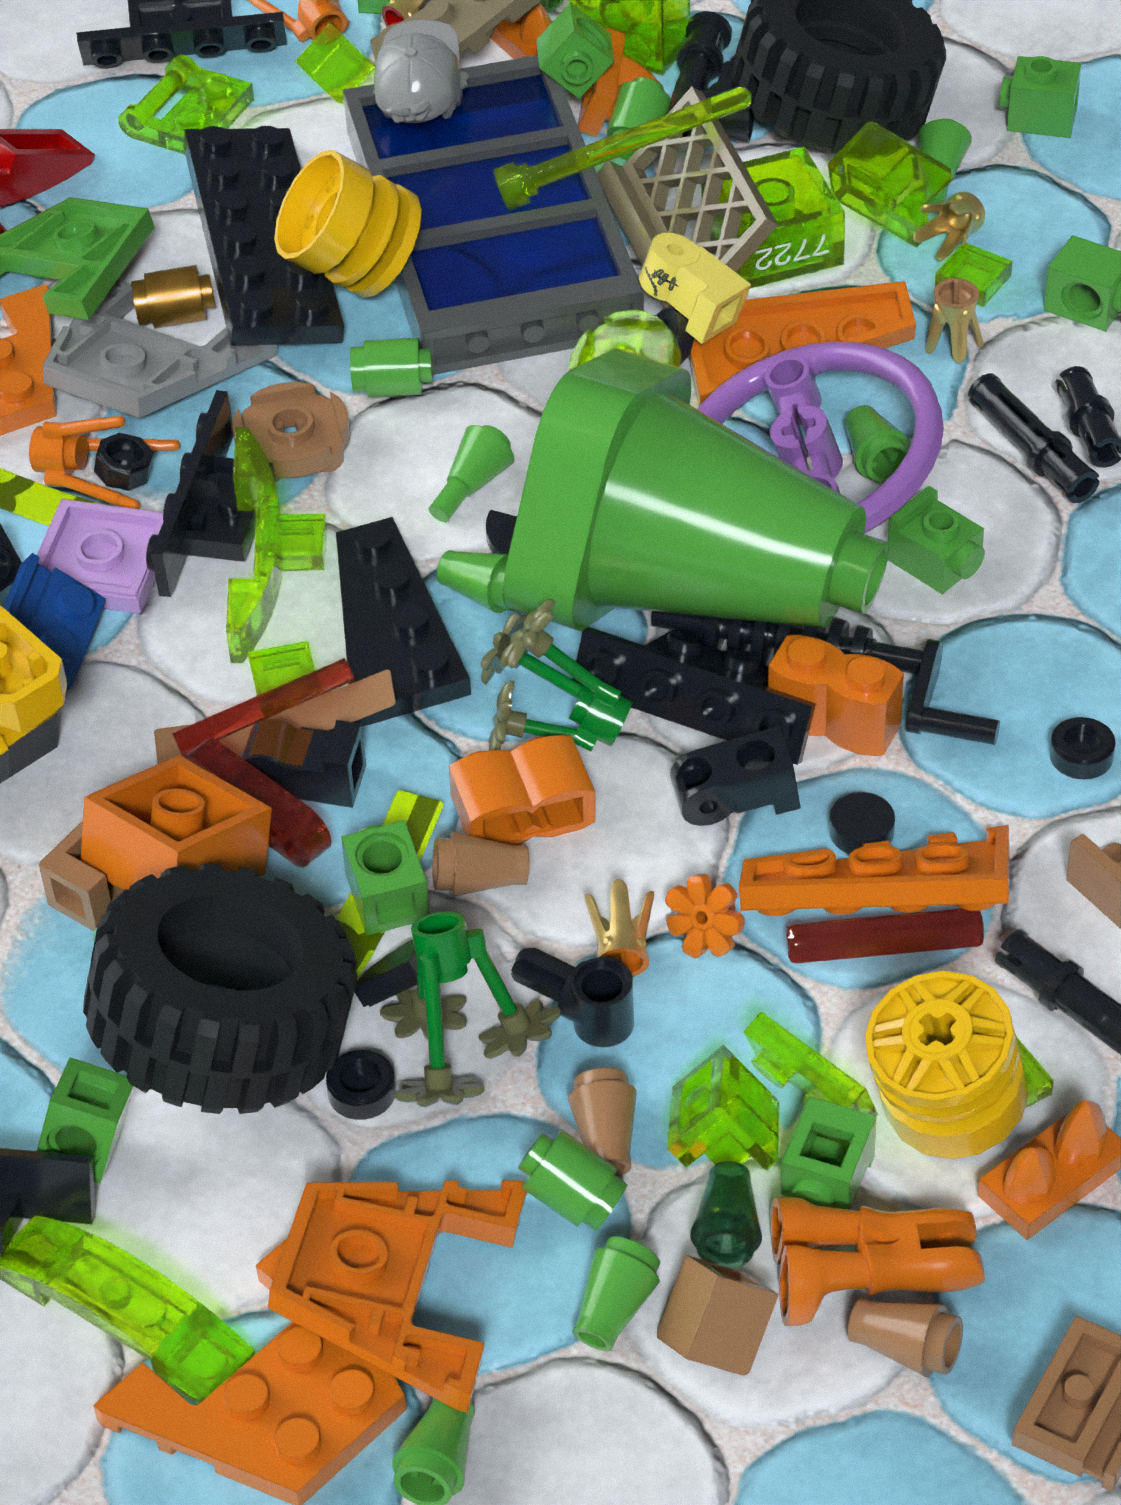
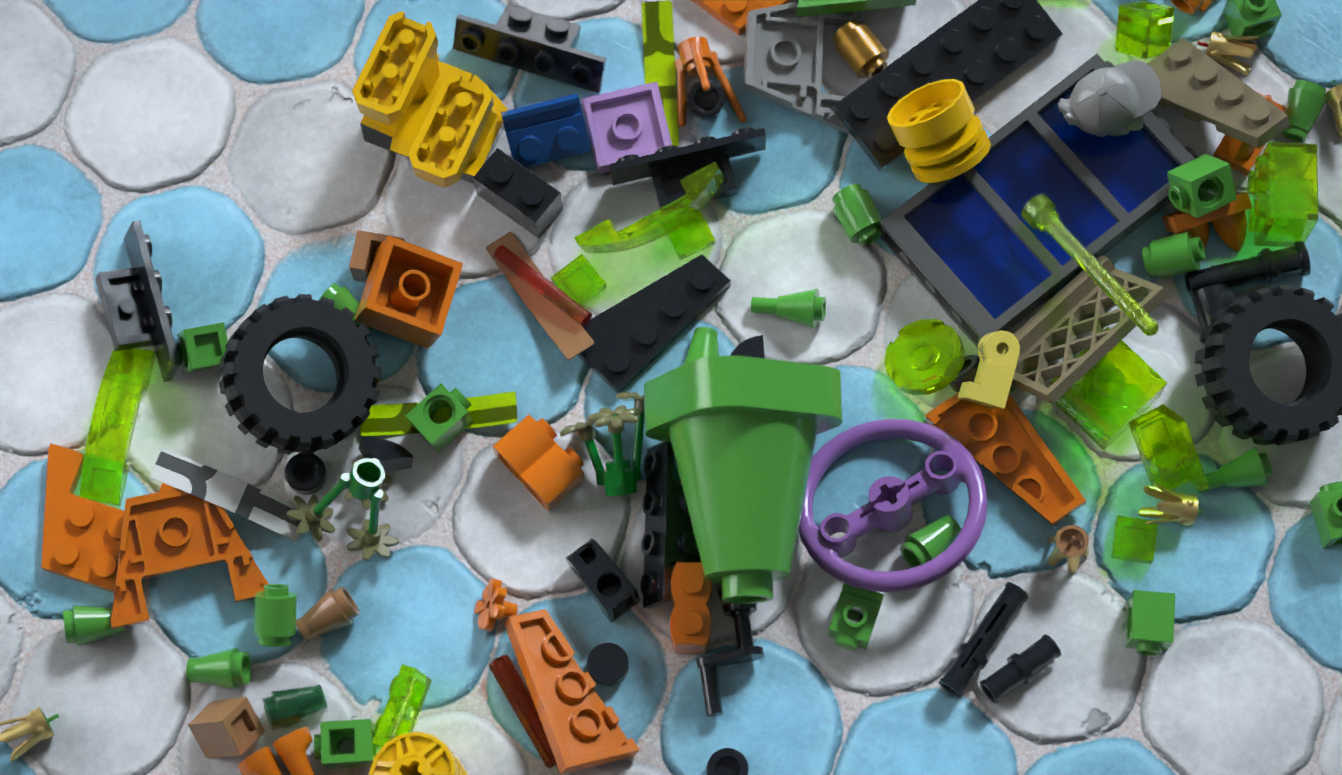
camera: 65 degrees right, 25 degrees up
(118, 682) = (518, 193): none -> black brick
(294, 827) = (468, 318): clear red beam -> none
(310, 761) = (511, 330): black leg -> none
(319, 423) = (778, 205): medium nougat plate -> none
(331, 1171) = (225, 492): none -> sticker
(476, 864) = (476, 461): medium nougat cone -> none
(591, 995) = (408, 557): black axle -> none
(622, 937) = (450, 564): pearl gold piece -> none
(723, 1114) = (347, 678): clear neon green panel -> none

